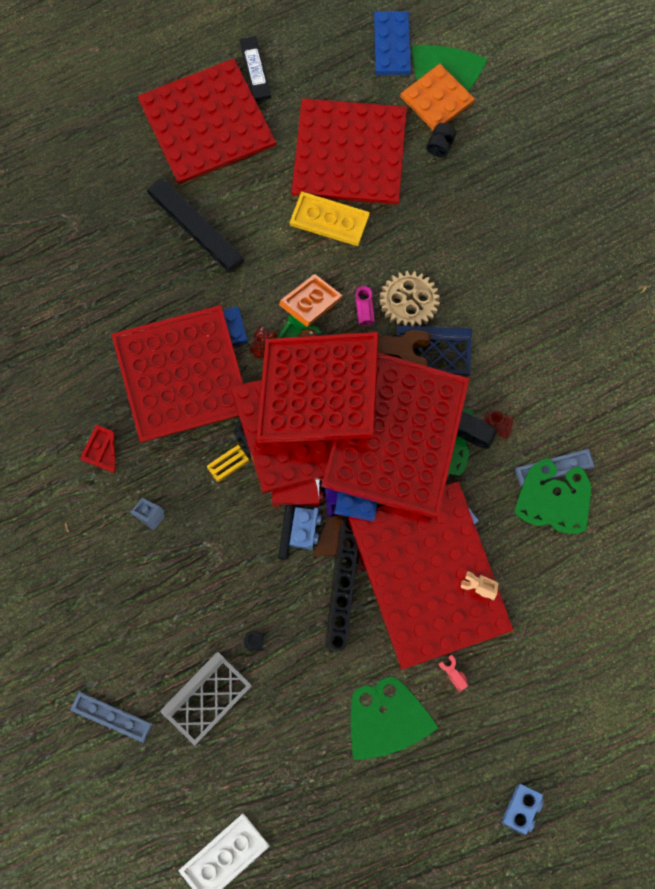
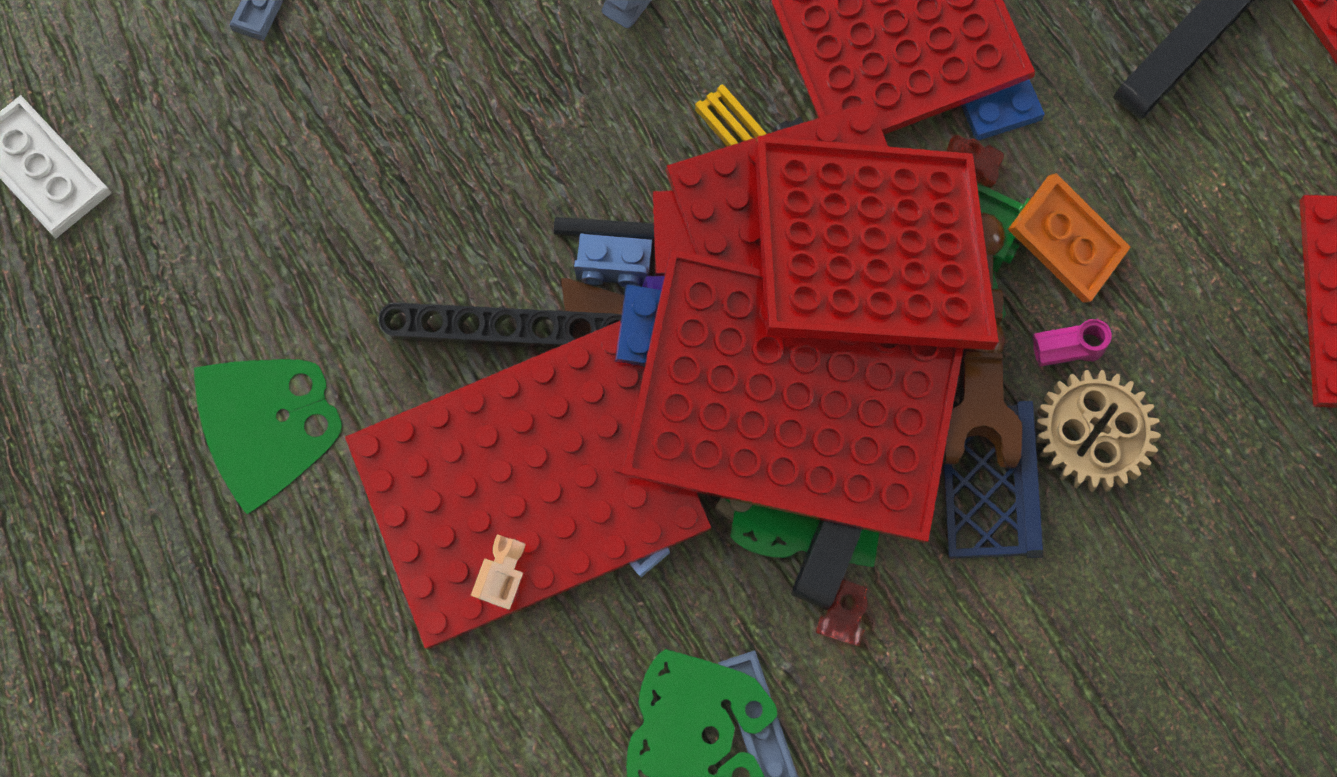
camera: 90 degrees right, 0 degrees up
(193, 685) = (322, 90): light grey fence -> none
(254, 641) = (403, 186): black plate -> none
(329, 218) = (1256, 270): yellow plate -> none
(457, 678) = (332, 540): coral plate -> none
(517, 806) = (91, 660): medium blue brick -> none

